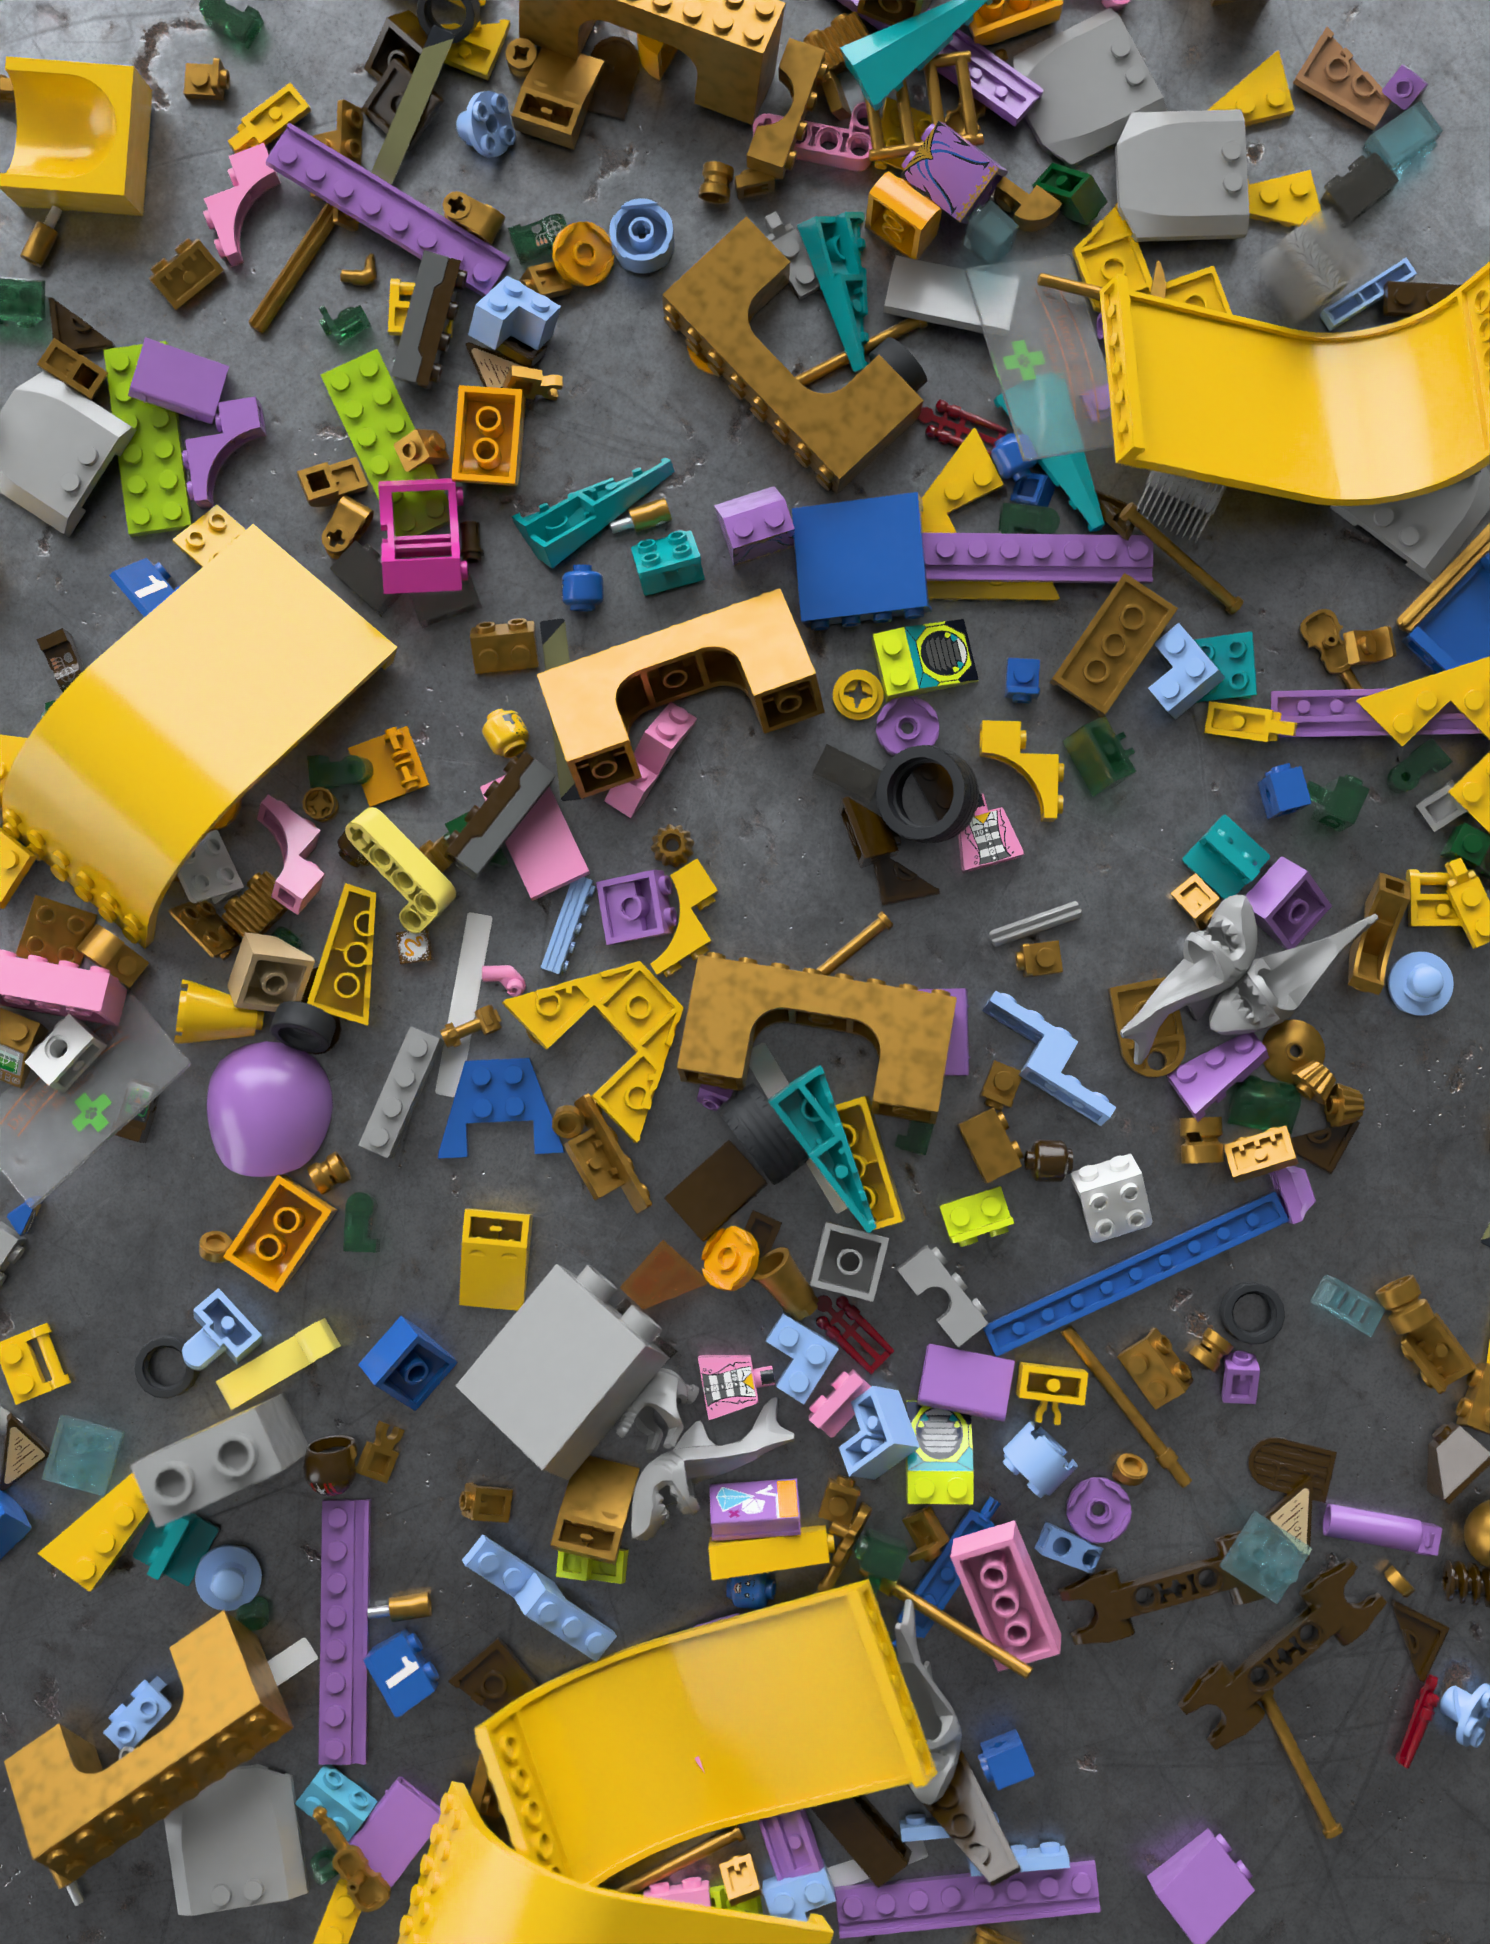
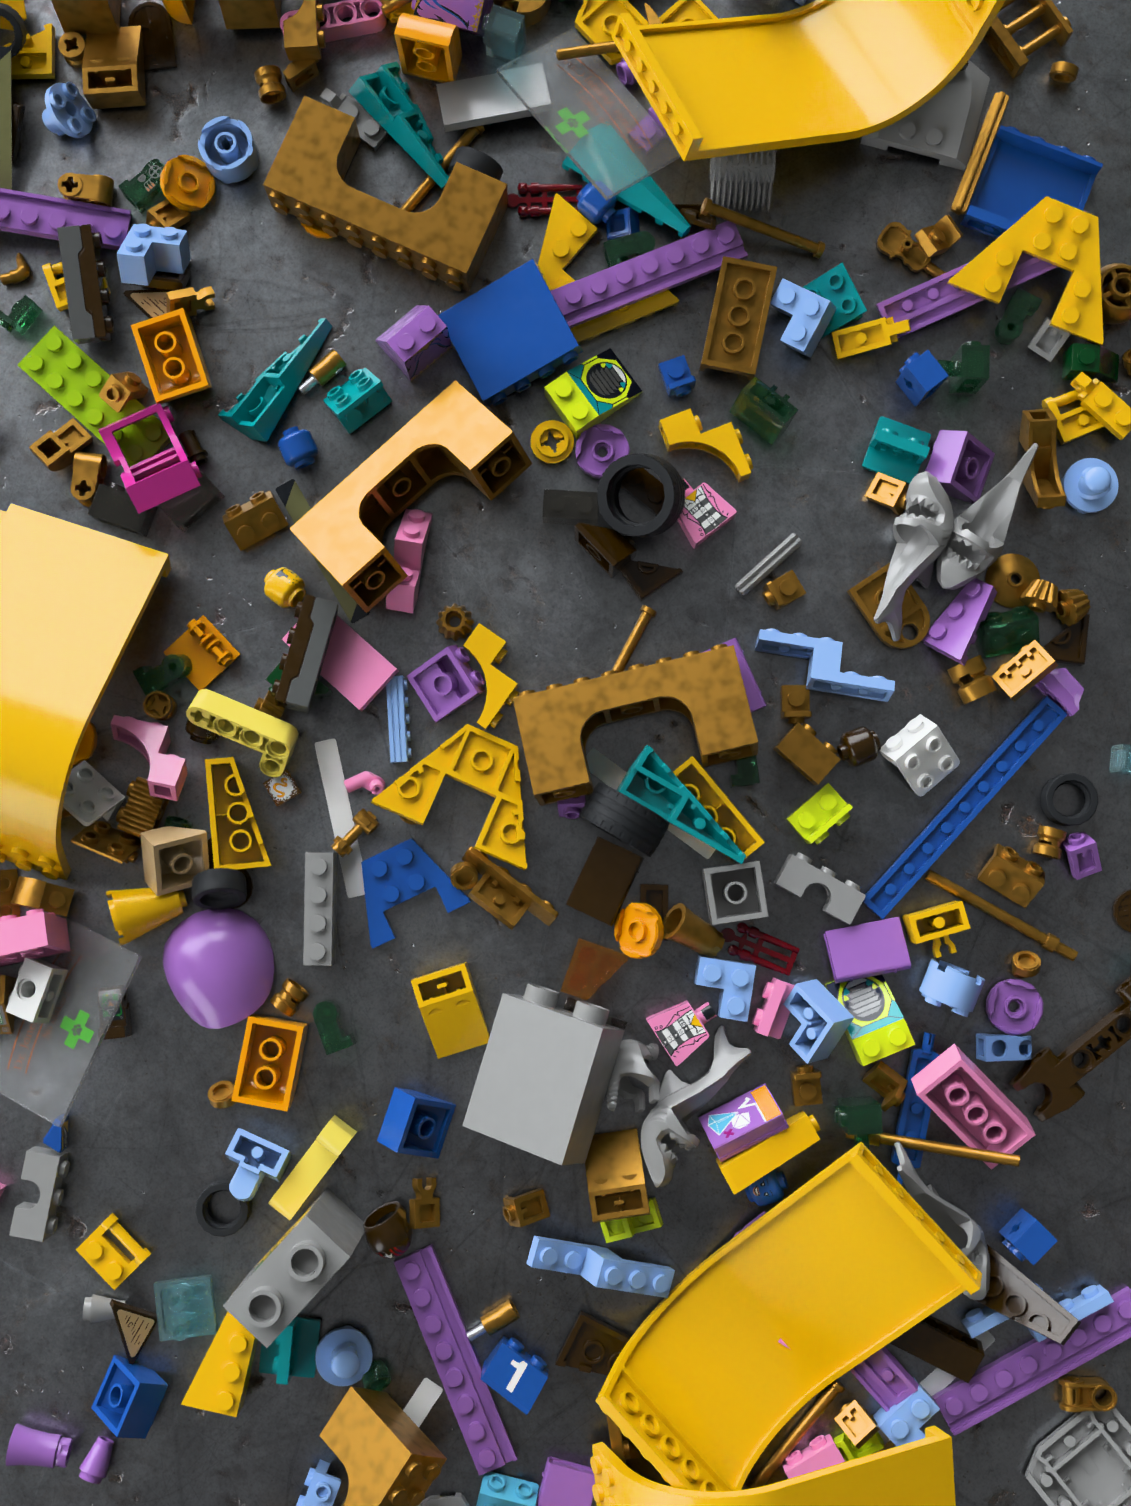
camera: 25 degrees left, 0 degrees up
(844, 1549) = (826, 1124): pearl gold piece -> none

